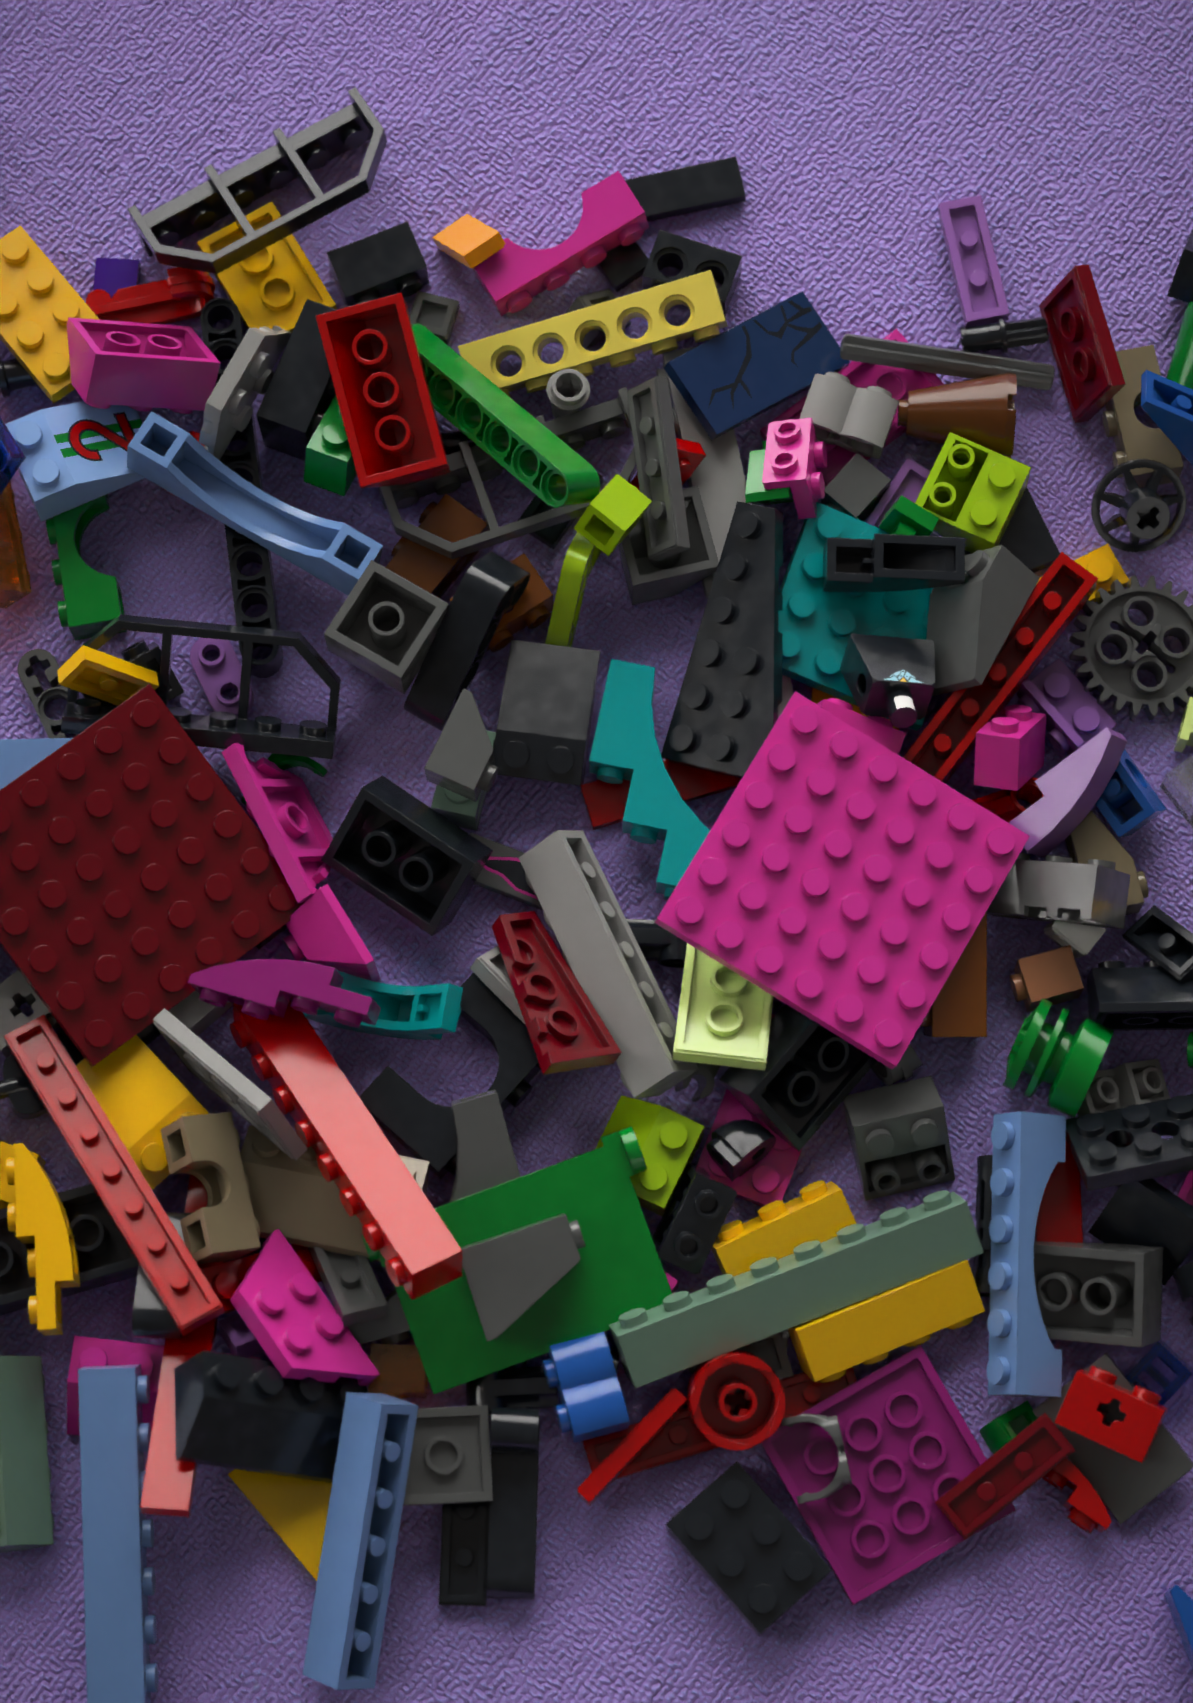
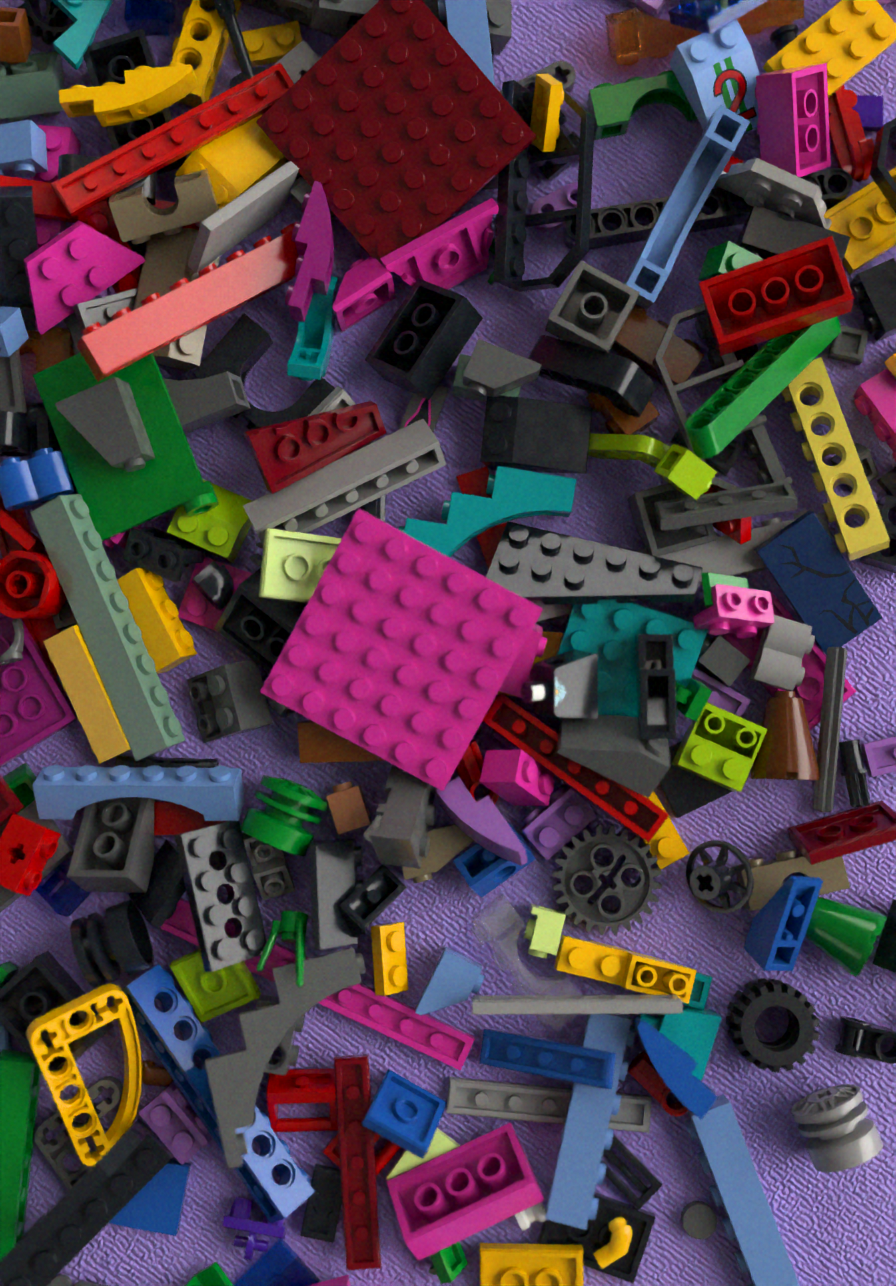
camera: 90 degrees right, 10 degrees up
(567, 392) = (793, 437): light grey cone -> none

